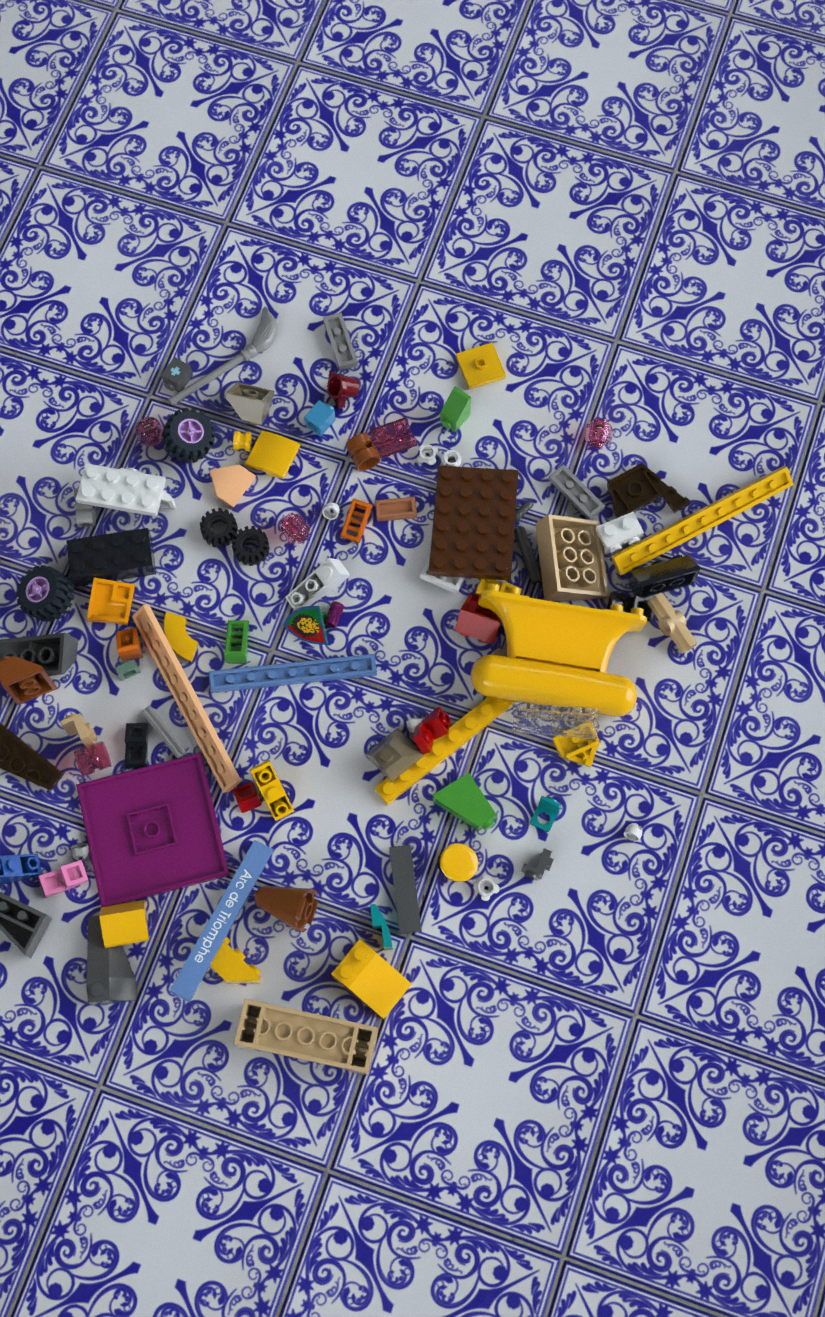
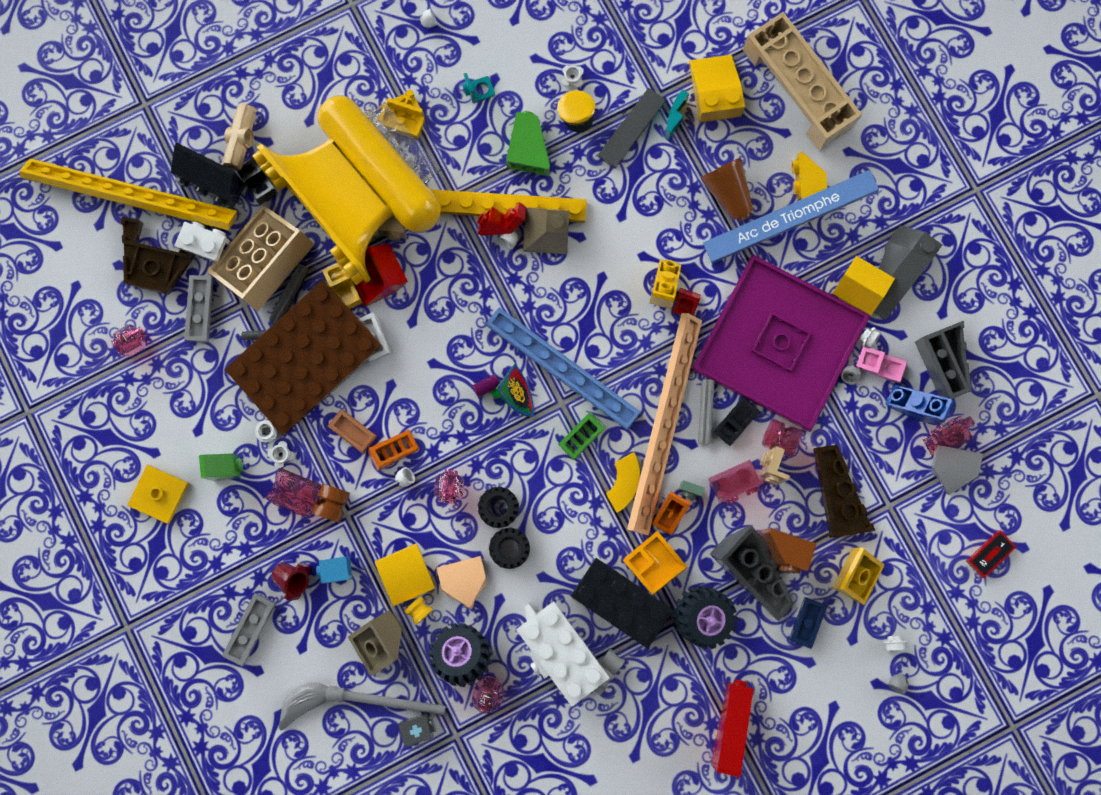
camera: 135 degrees left, 10 degrees up
(88, 890) = (870, 337): none -> white plate
(99, 700) = (735, 481): none -> clear pink bracket
(318, 584) = (476, 421): white slope -> none
(544, 864) = (518, 53): dark grey bracket -> none

